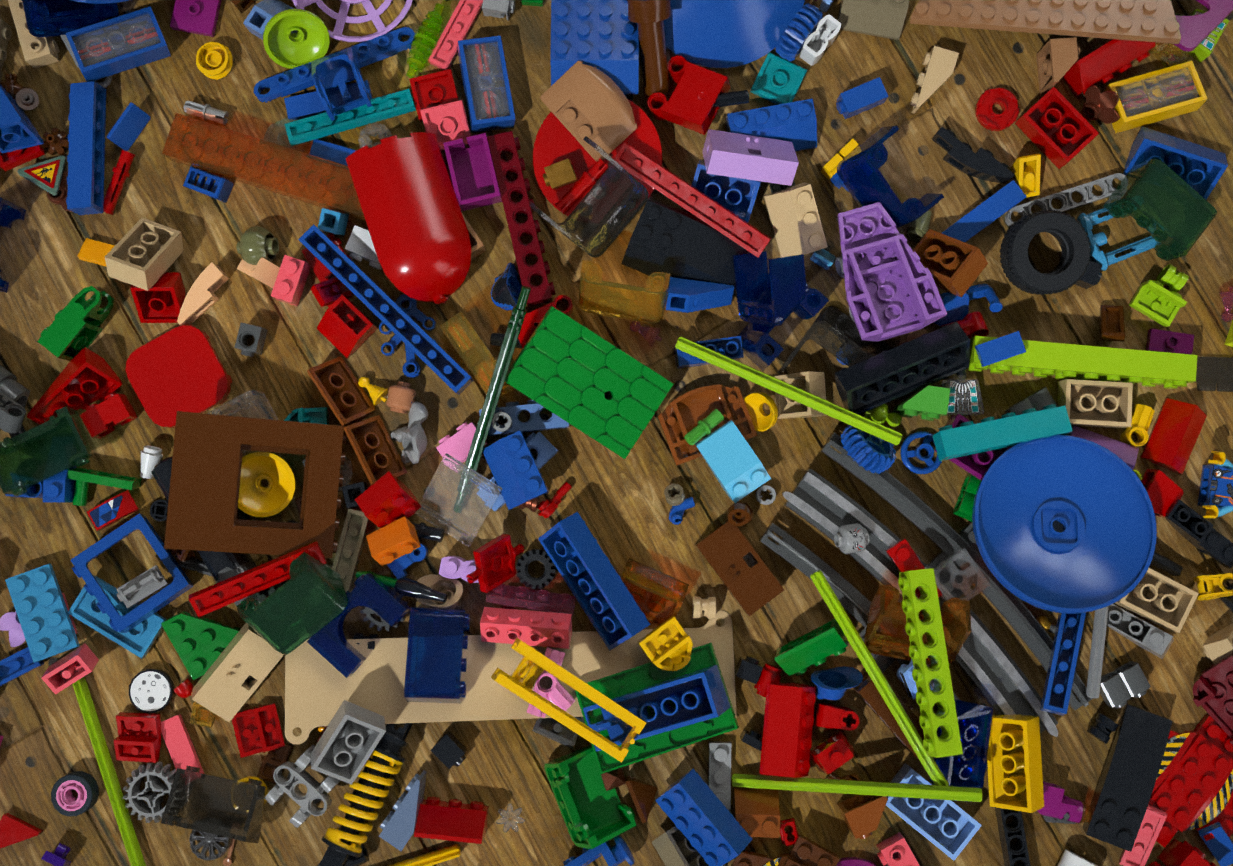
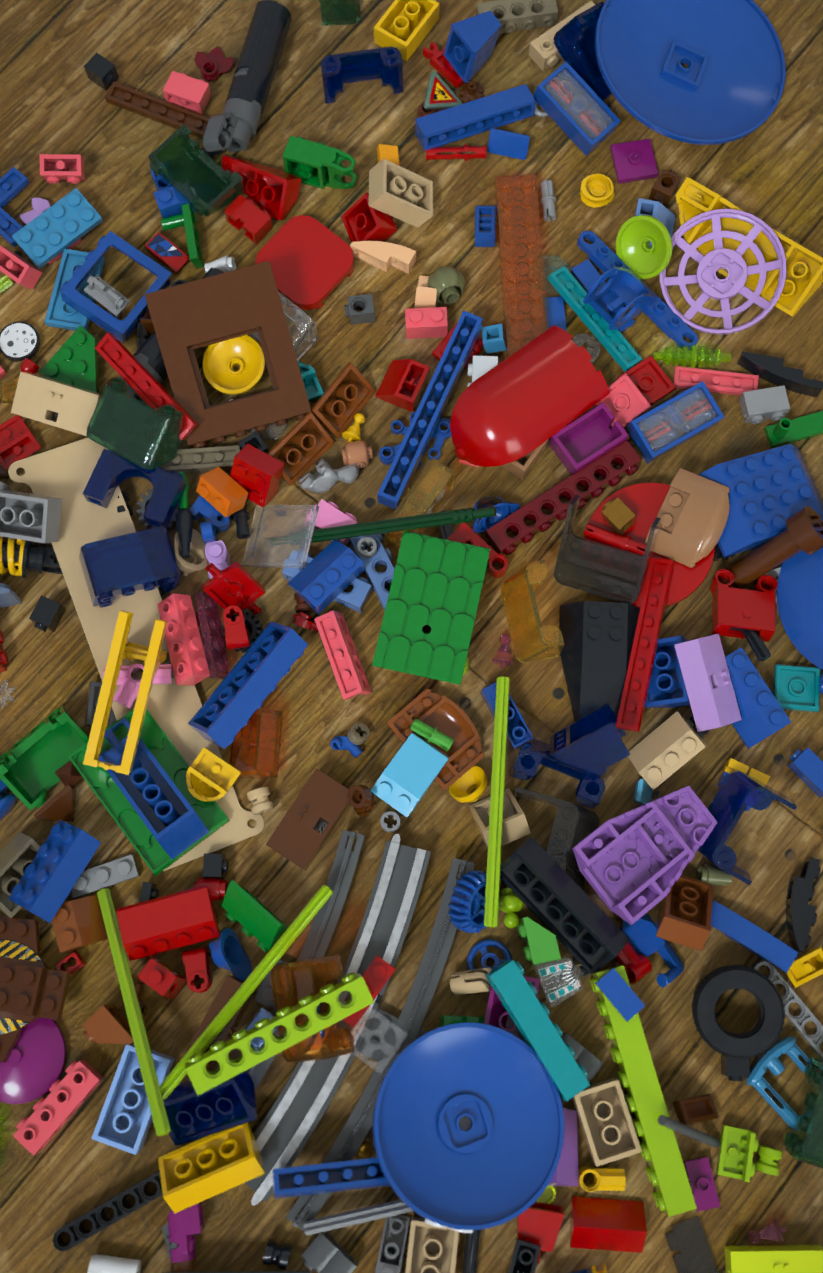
camera: 70 degrees right, 10 degrees down
(24, 96) = (499, 54): reddish brown arm -> none
(329, 291) = (427, 355): red slope -> none
(429, 568) = (208, 532): none -> blue beam
(540, 575) = (235, 631): none -> red piece
(595, 482) = (342, 655): none -> coral fence
(694, 295) = (555, 681): blue slope -> none
(851, 538) = (375, 914): light grey head -> none
(935, 475) = (470, 981): none -> tan arm
(1132, 333) = (688, 1131): none -> dark grey bar

